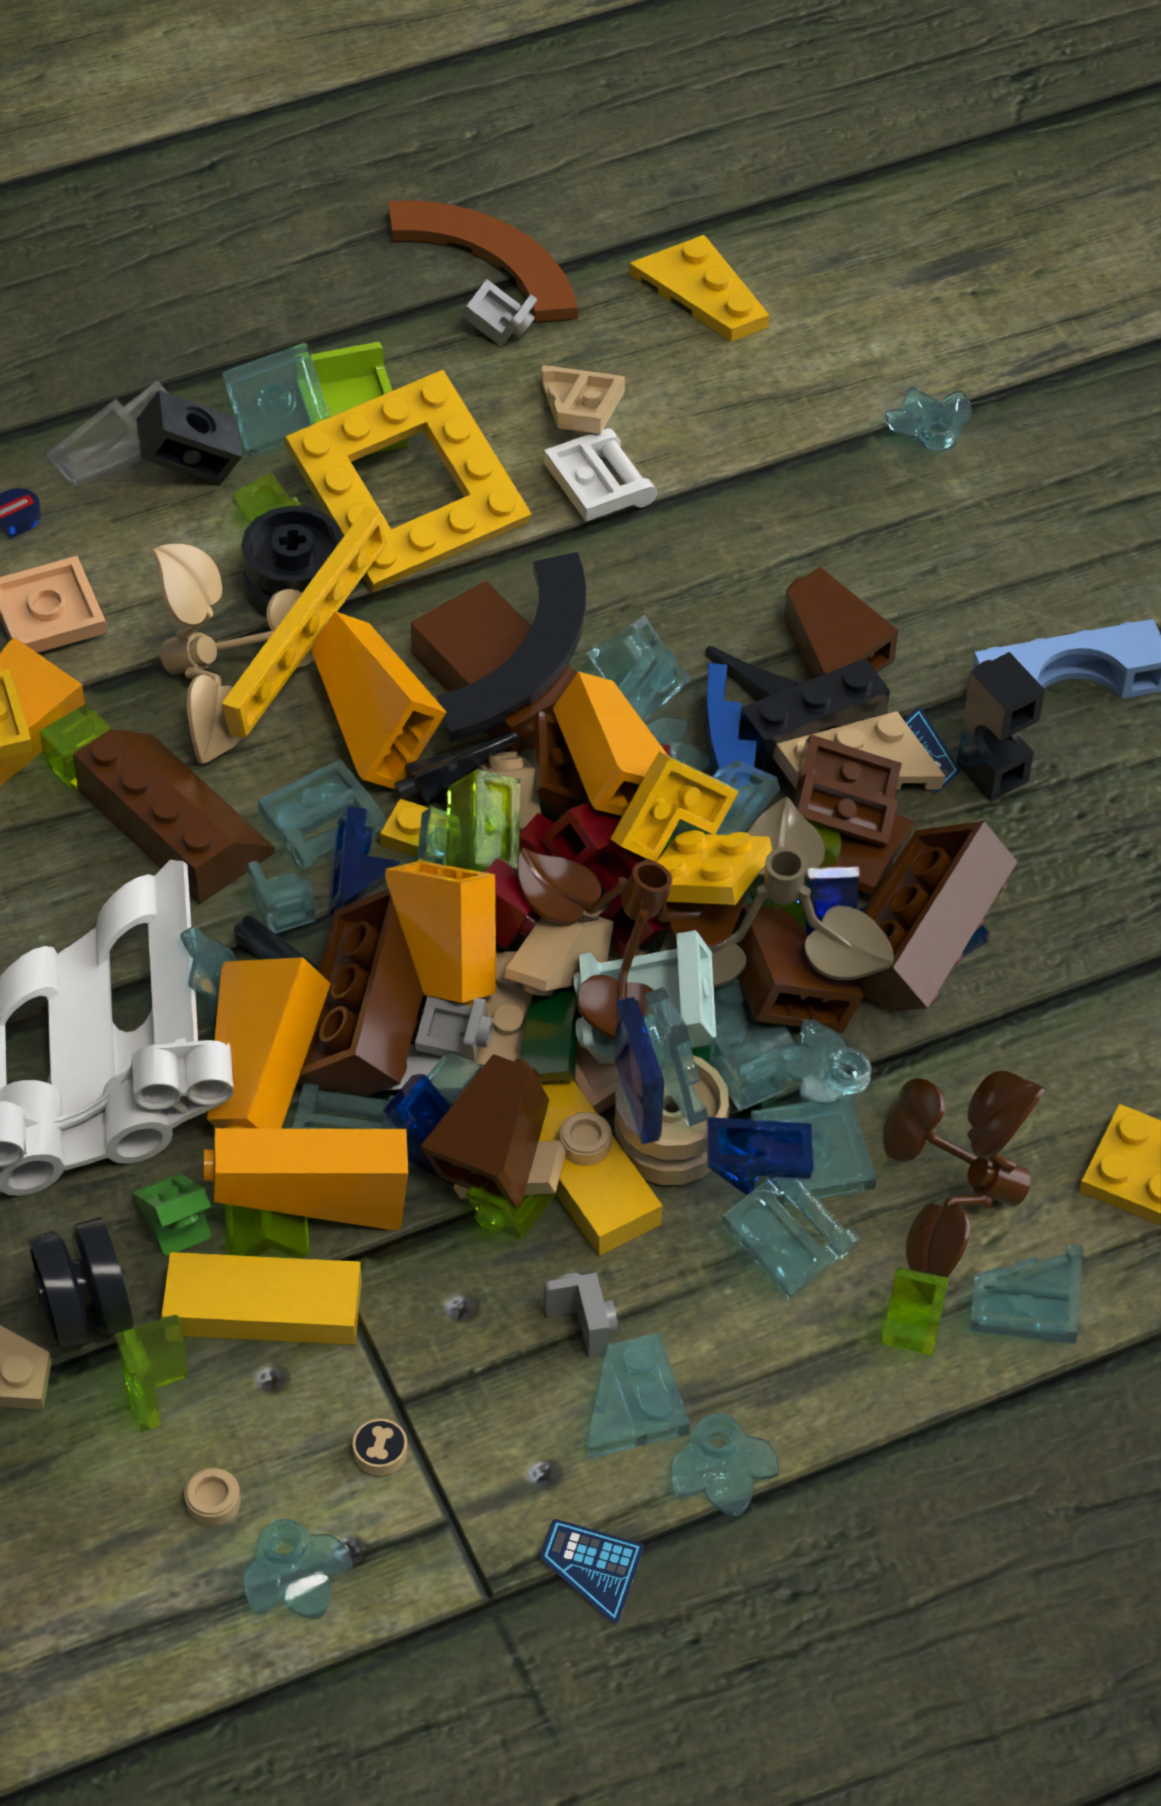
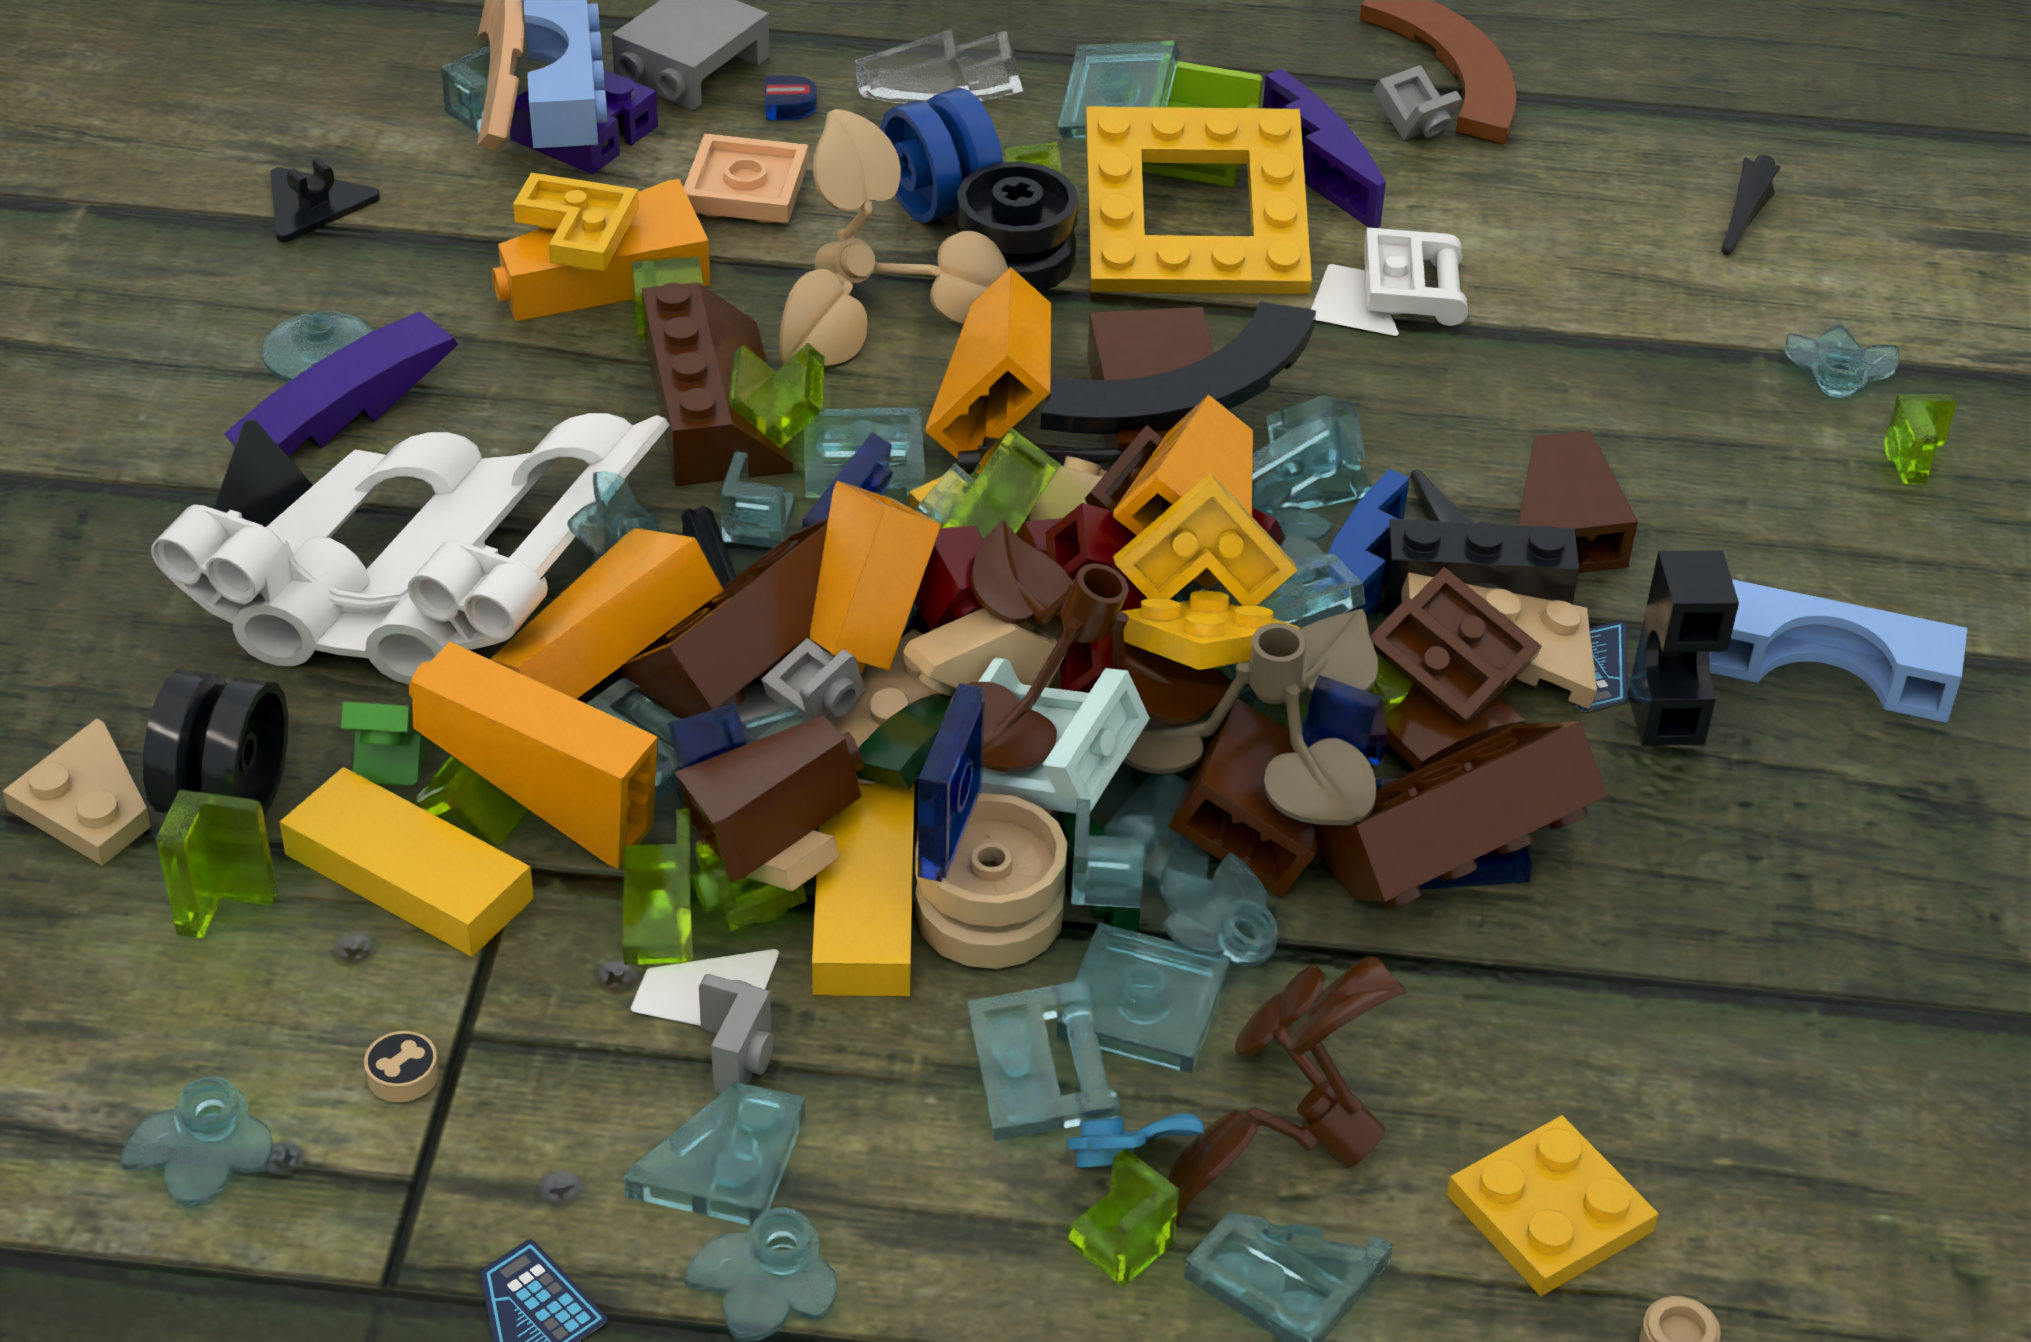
camera: 30 degrees right, 10 degrees down
(189, 437) = (1004, 81): black brick -> none
(201, 512) = (938, 149): none -> blue wheel
(212, 1497) = (185, 1029): tan tile -> none
(235, 793) = (779, 400): none -> clear neon green panel
(304, 623) = (971, 267): yellow tile -> none
(456, 1236) = (659, 899): none -> clear neon green panel
(487, 397) = (1332, 154): none -> dark purple slope
(520, 1290) = (674, 989): none -> white sticker
(558, 517) = (1344, 302): none -> white sticker
(581, 398) = (1448, 202): tan wing -> none
(586, 1138) = (874, 855): tan tile -> none
(674, 1054) = (1003, 783): clear light blue wing -> none
(706, 285) = (1667, 159): yellow wing -> none
(753, 1148) = (1041, 939): clear blue slope -> none
(781, 290) = (1753, 193): none -> black piece
(874, 1263) = (1106, 1137): none -> dark azure plate
(1019, 466) = (1915, 431): none -> clear neon green bracket

